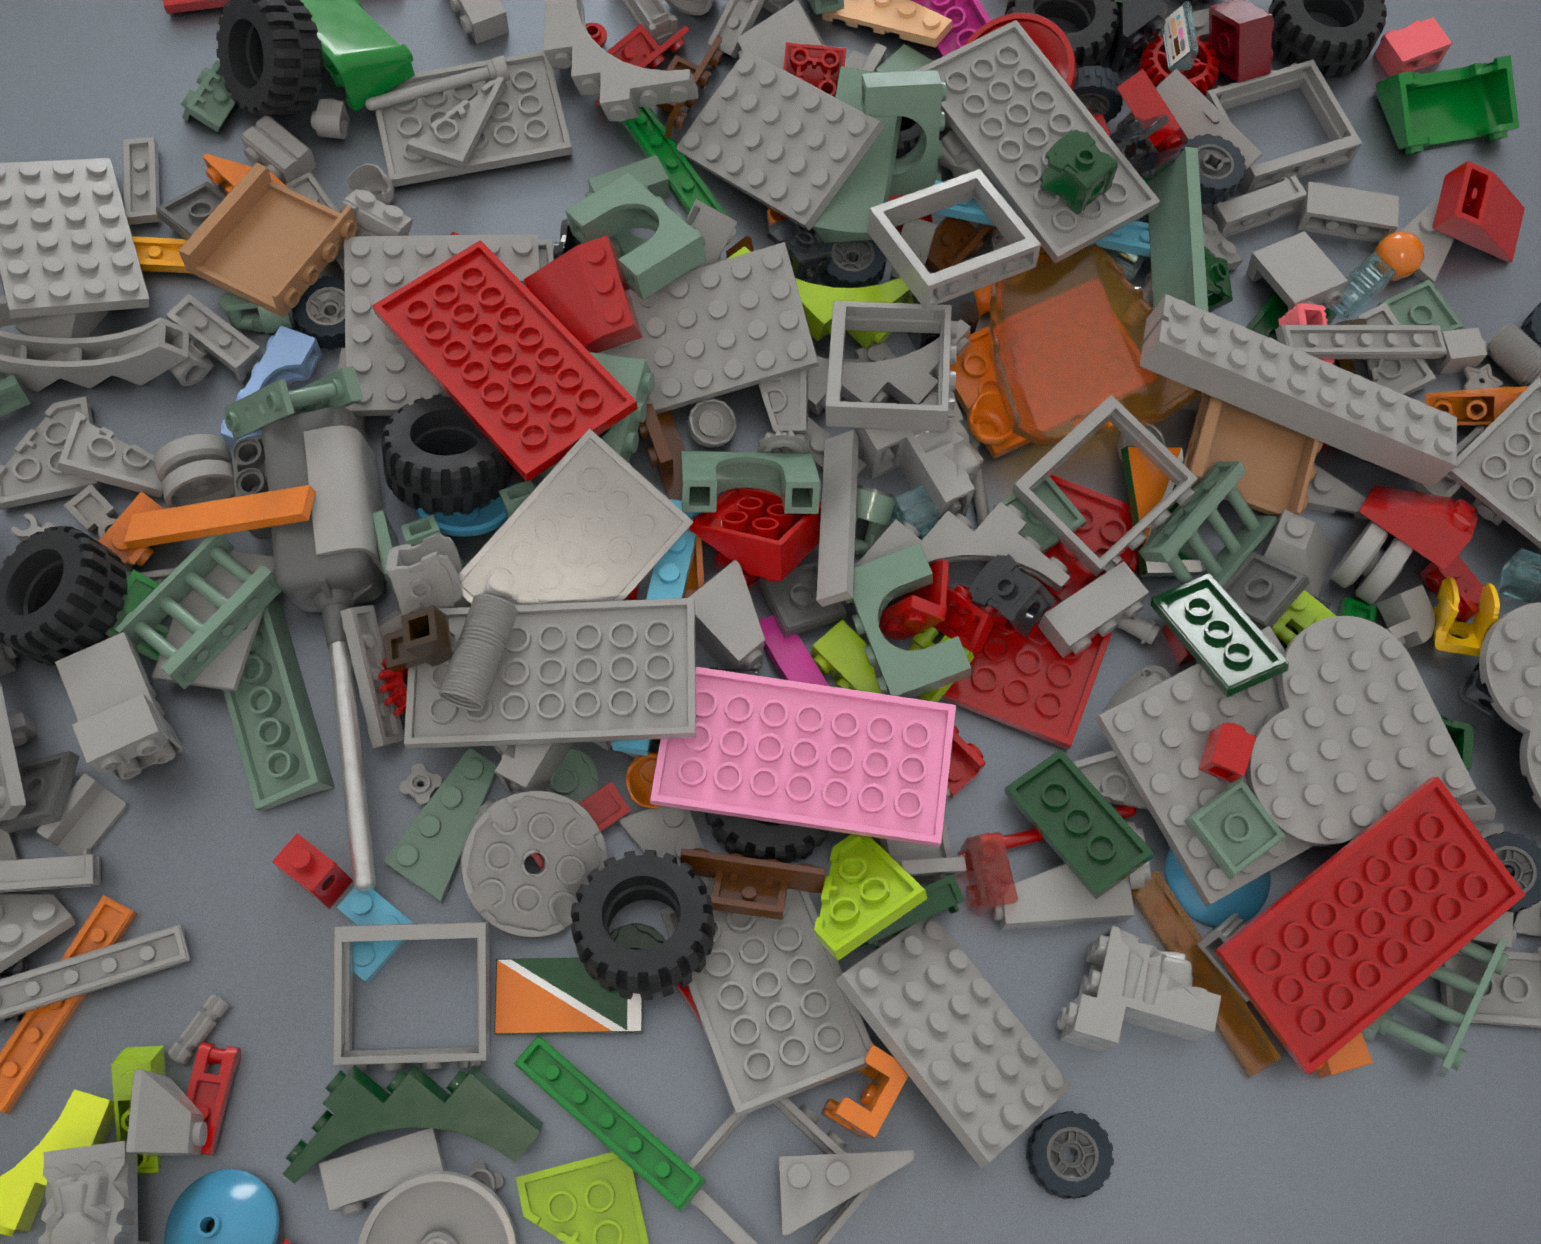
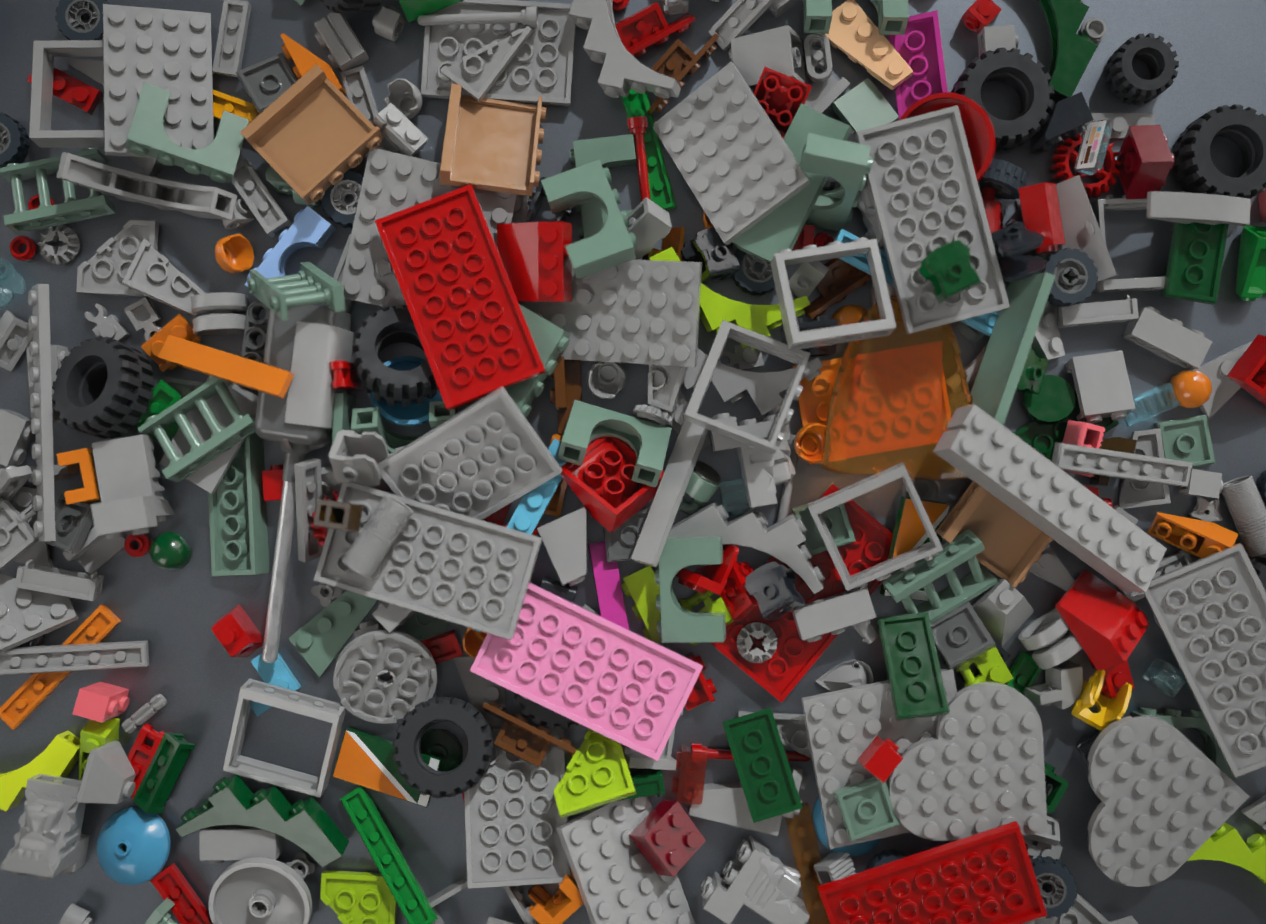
camera: 25 degrees right, 20 degrees up
(54, 707) = (85, 459): none -> orange panel
(69, 281) = (150, 139): none -> sand green arch
(132, 1019) = (101, 701): none -> coral brick
(149, 803) = (143, 548): none -> red plate
(189, 795) = (170, 551): none -> dark green hair
(197, 406) = (234, 253): none -> orange hair
(244, 1101) = (162, 772): none -> dark green container
(316, 664) = (273, 483): none -> red brick
(381, 495) = (344, 376): none -> red plate
(493, 203) = (492, 144): none -> medium nougat panel
(660, 146) = (638, 128): none -> red piece
(839, 32) = (818, 58): none -> light grey plate
(989, 962) = (667, 838): none -> dark red brick
(1018, 690) = (756, 630): none -> light grey gear
(1251, 307) = (1053, 403): none -> dark green tile
(1319, 60) = (1198, 208): none -> light grey slope
(1338, 111) = (1195, 262): none -> dark green tile

